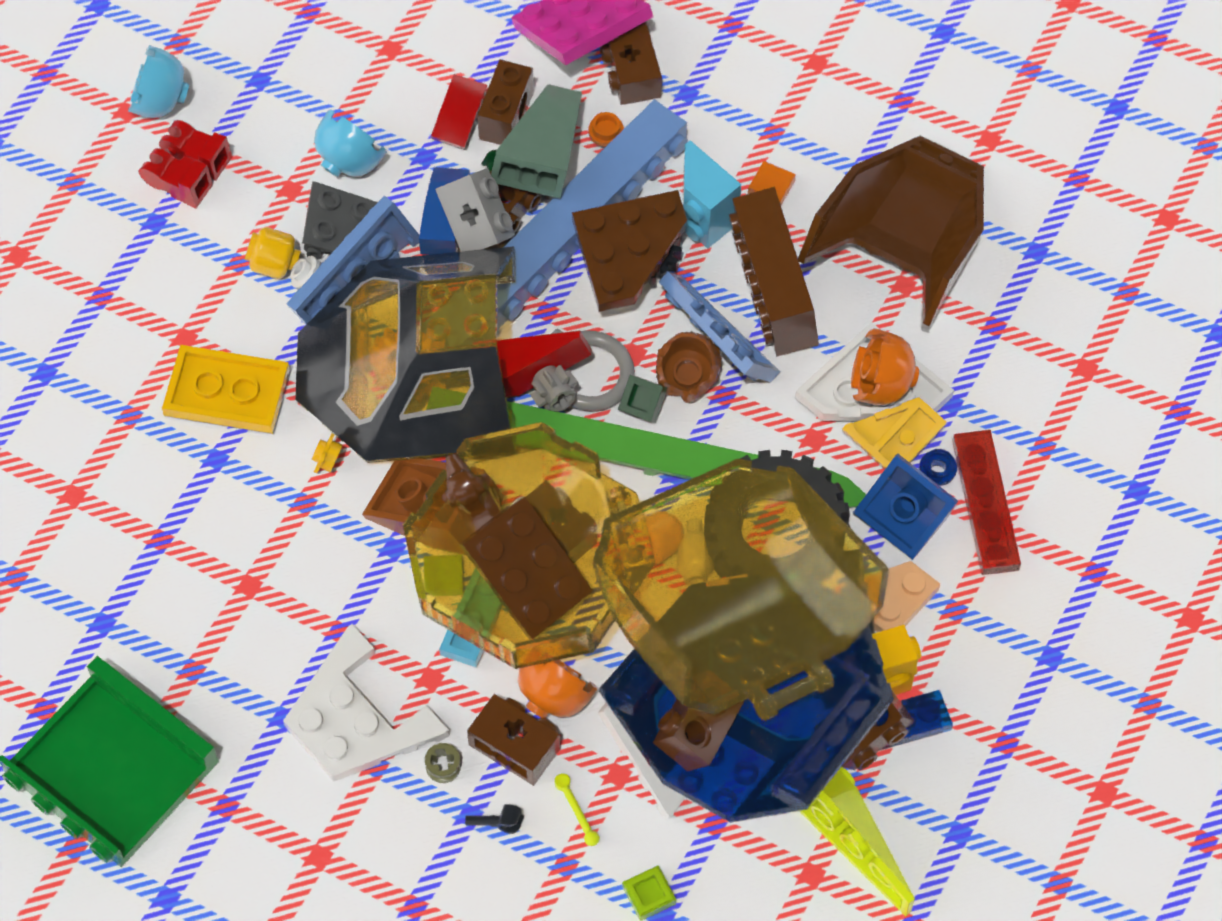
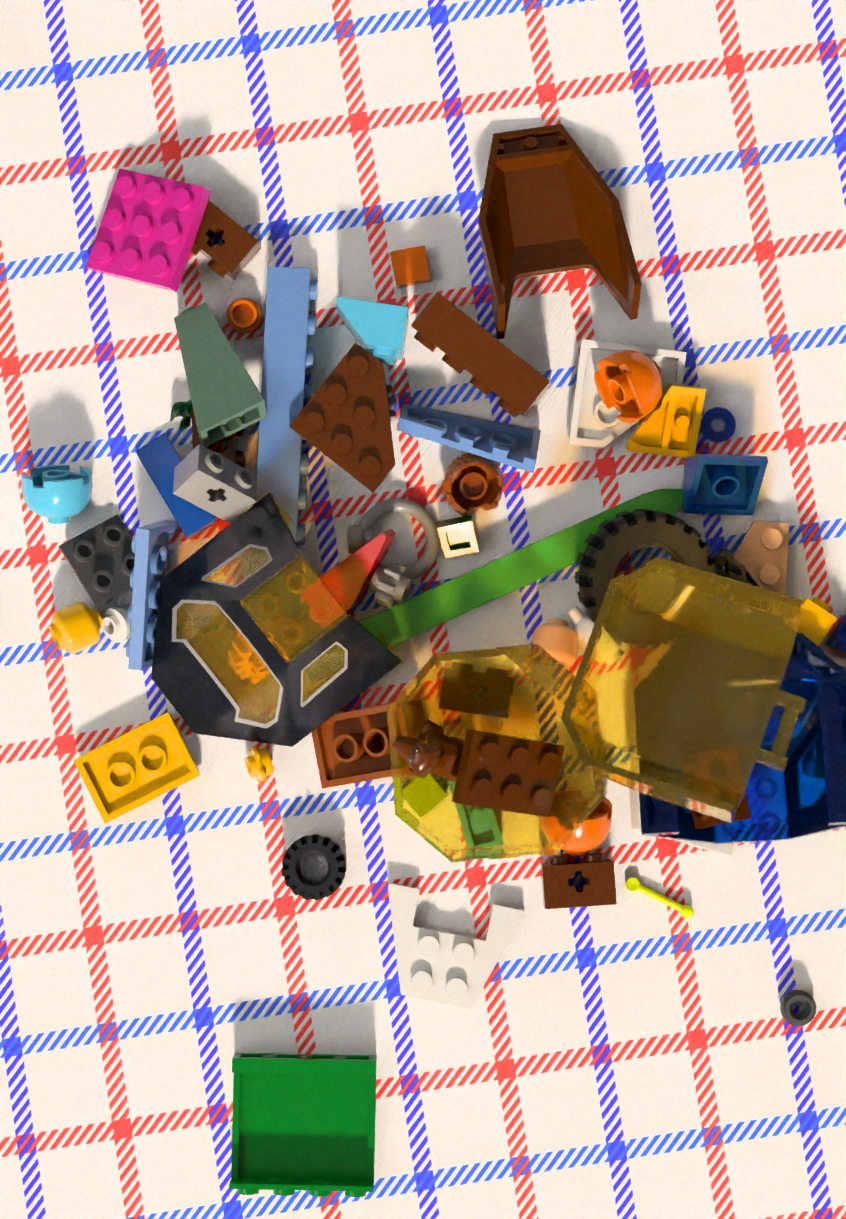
camera: 35 degrees left, 25 degrees up
(295, 546) = (301, 885): none -> black tyre
(451, 754) = (539, 926): olive bush -> none
(458, 111) = (116, 388): red slope -> none
(505, 101) = (149, 354): reddish brown brick -> none
(508, 821) = (619, 944): black hand -> none
(649, 893) = (757, 920): lime tile -> none
(986, 502) = (775, 428): clear red plate -> none

